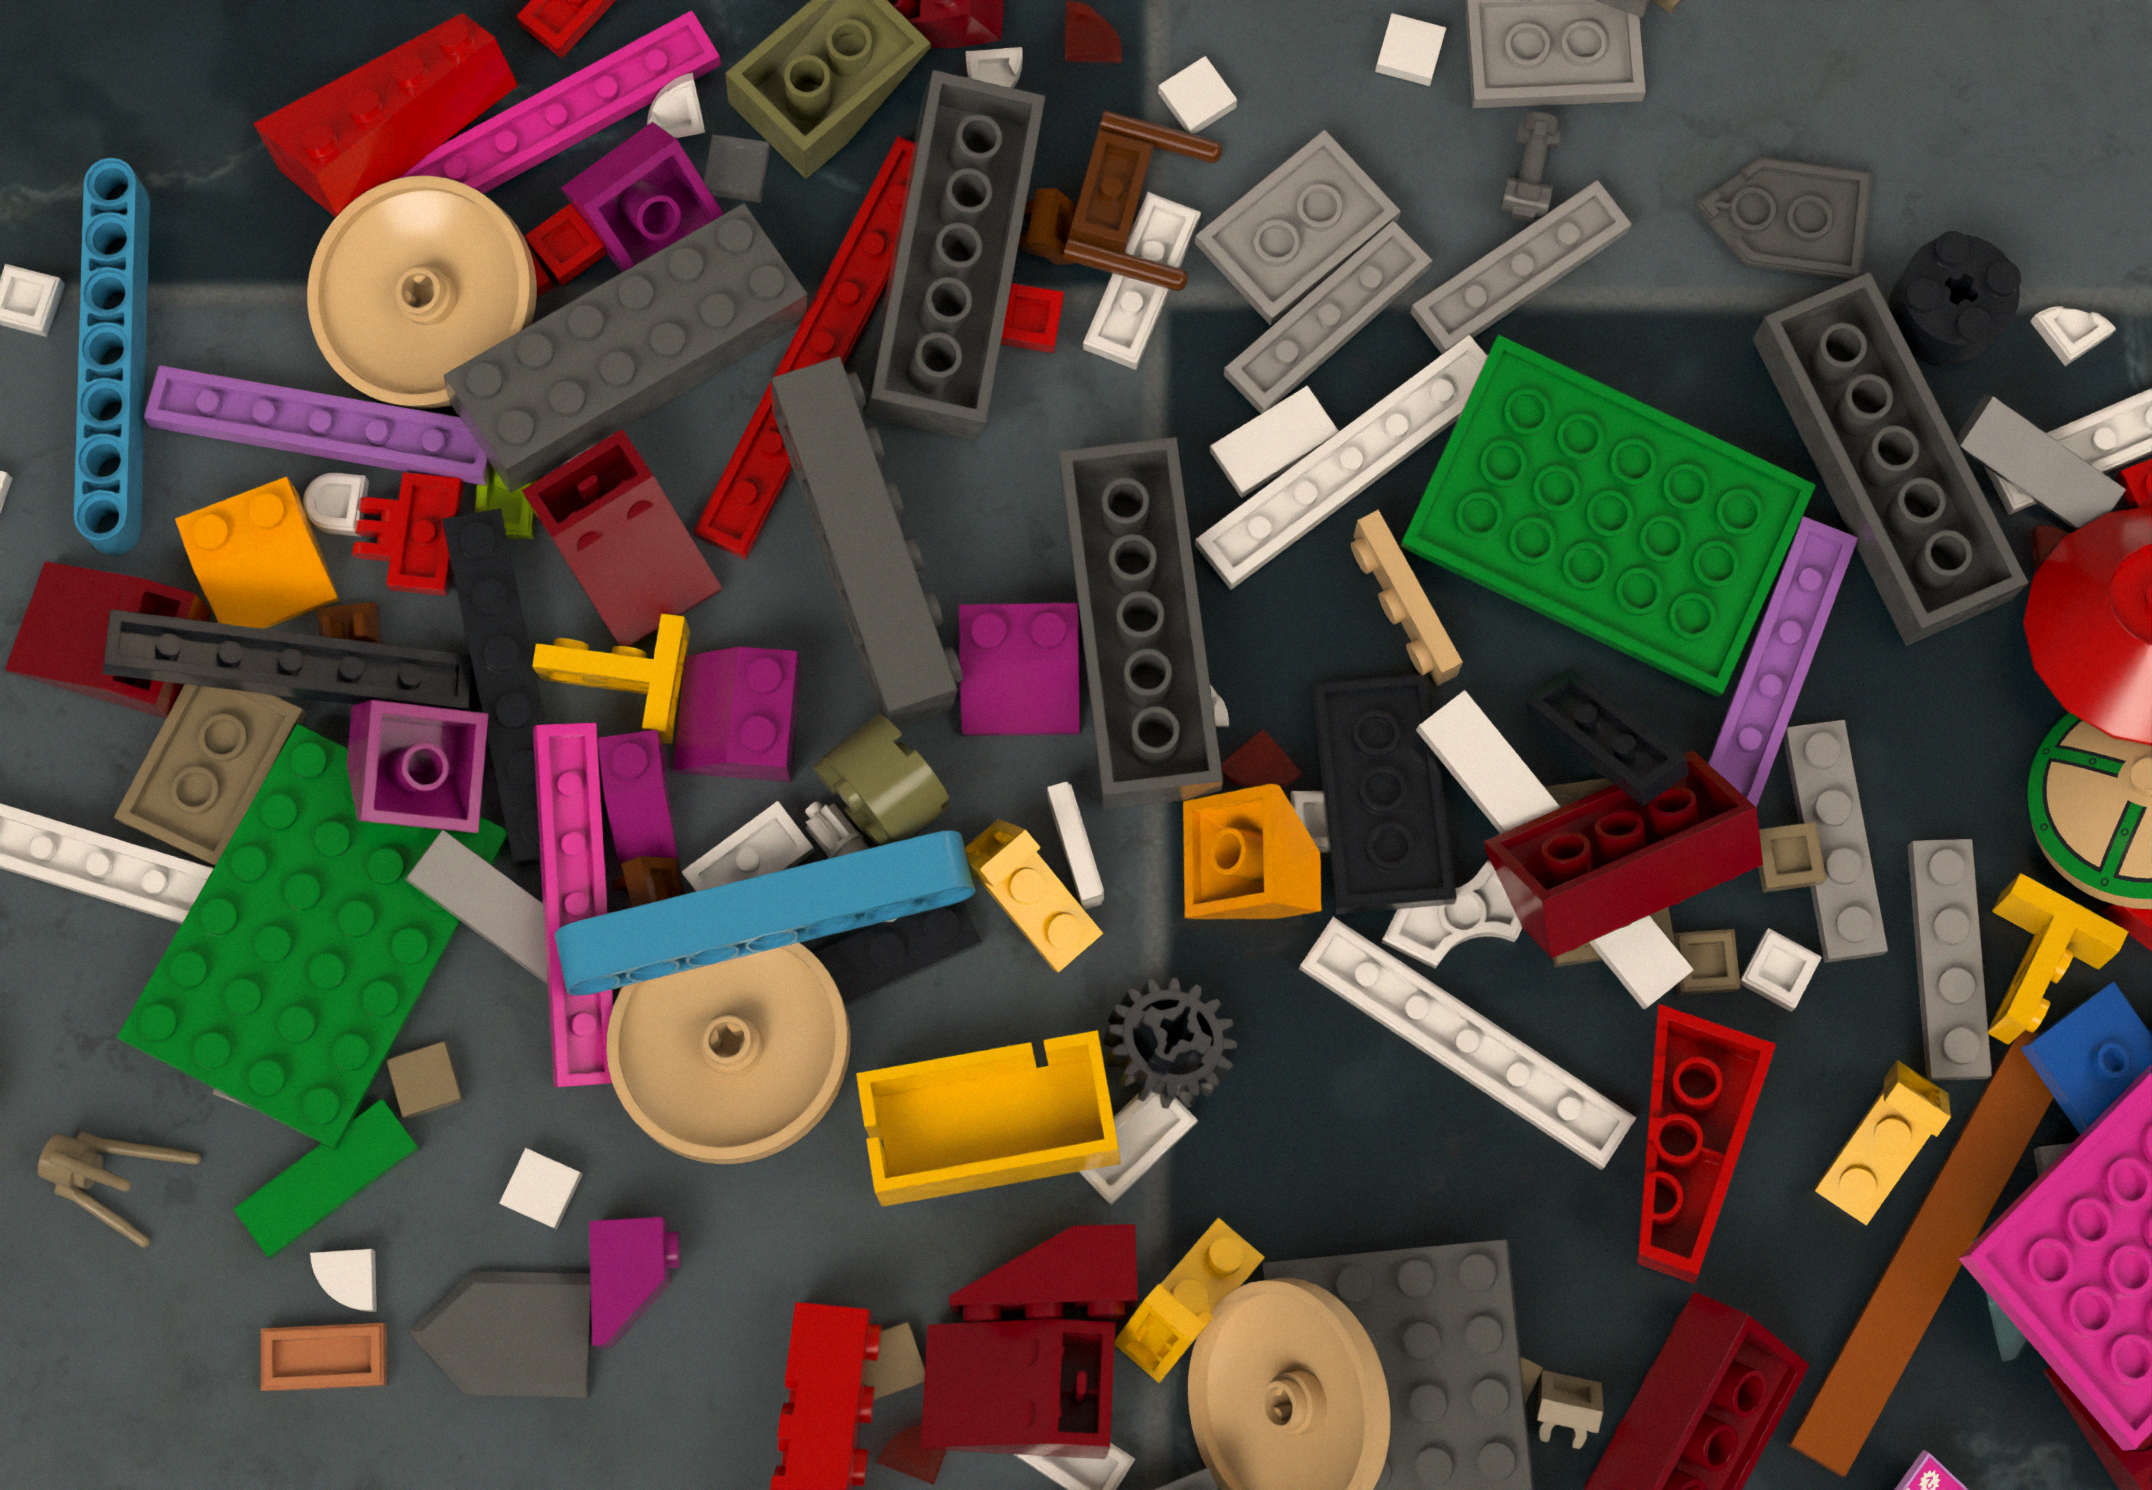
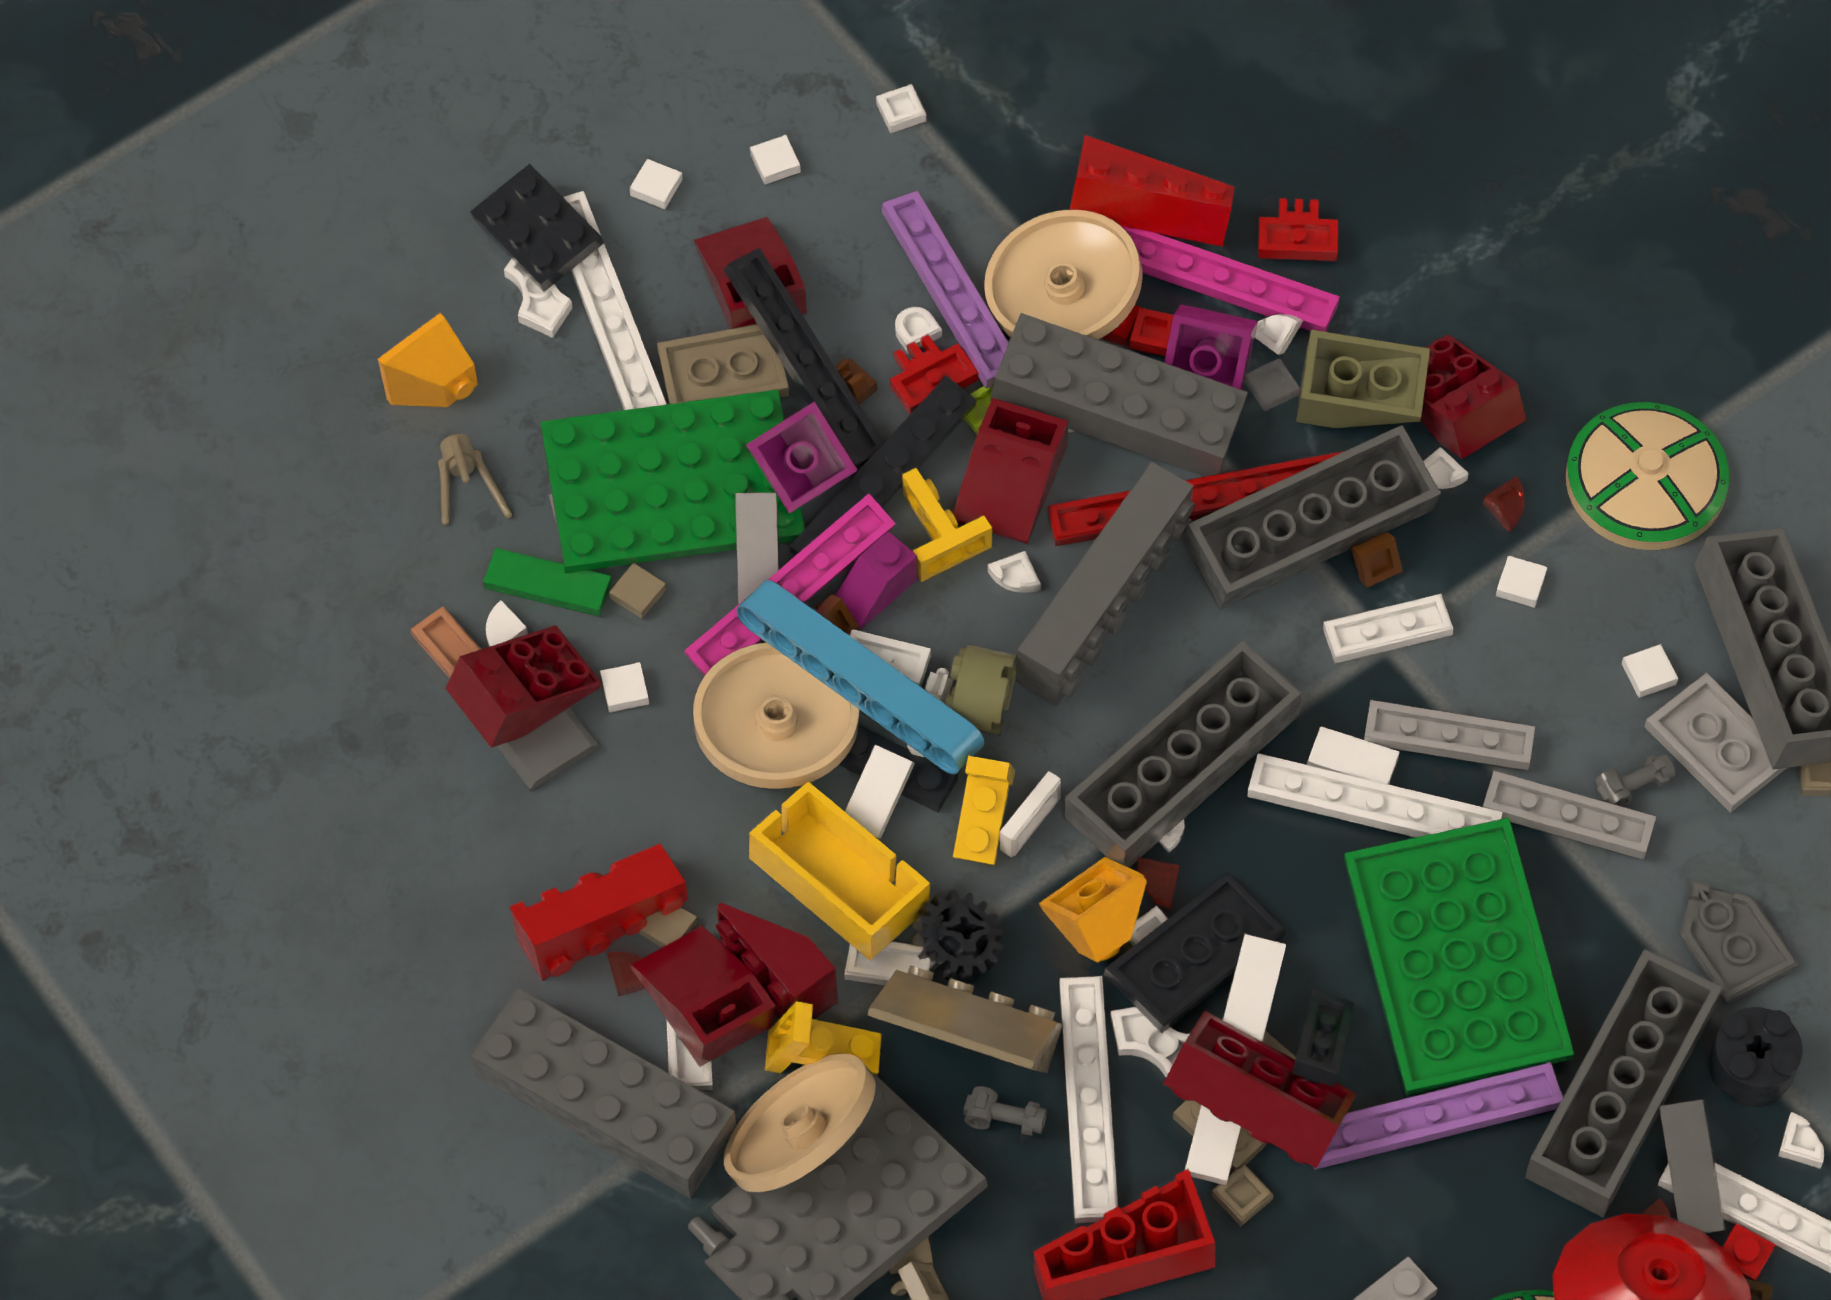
camera: 55 degrees right, 15 degrees down
(123, 380) = (894, 181): dark azure beam -> none
(258, 557) = (854, 309): light orange slope -> none
(451, 1313) = (520, 684): none -> dark red slope
(628, 1272) = (610, 758): magenta slope -> none
(739, 714) = (966, 601): magenta slope -> none
(752, 626) = (1015, 574): none -> white tile
(914, 997) = (879, 790): none -> white tile
(1019, 669) = (1103, 712): magenta slope -> none
(1032, 318) = (1314, 585): red plate -> none
(1113, 192) = (1424, 575): reddish brown plate -> none
(1296, 227) = (1489, 681): light grey plate -> none
(1303, 1119) = (968, 1020): none -> dark tan slope
(1395, 1170) = (983, 1107): none -> dark grey bar
(1405, 599) = (1316, 886): tan plate -> none
(1779, 970) = (1271, 1238): white tile -> none
(1791, 857) = (1338, 1189): dark tan tile -> none
(1828, 794) = (1373, 1217): light grey plate -> none

